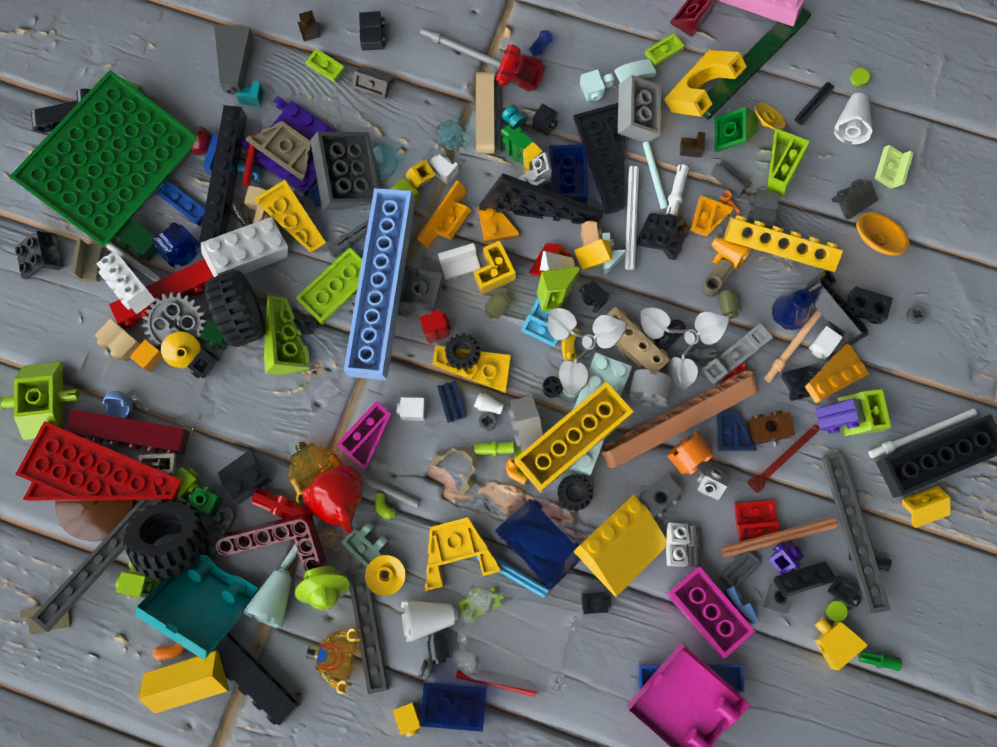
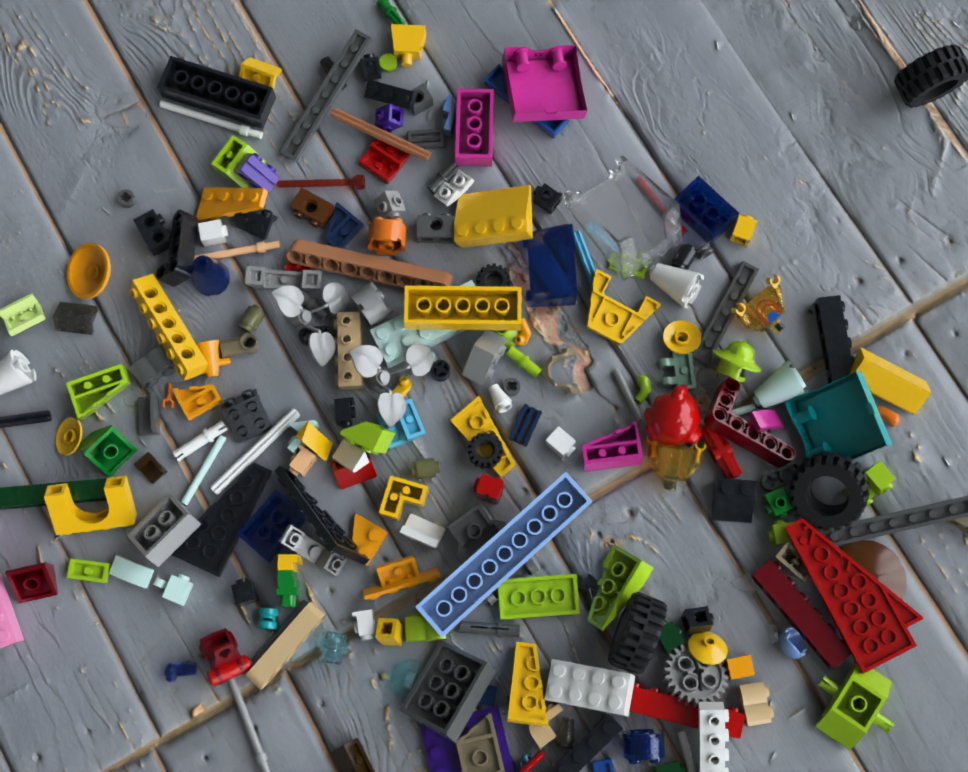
camera: 140 degrees left, 0 degrees up
(262, 560) = (766, 420): none -> dark pink slope

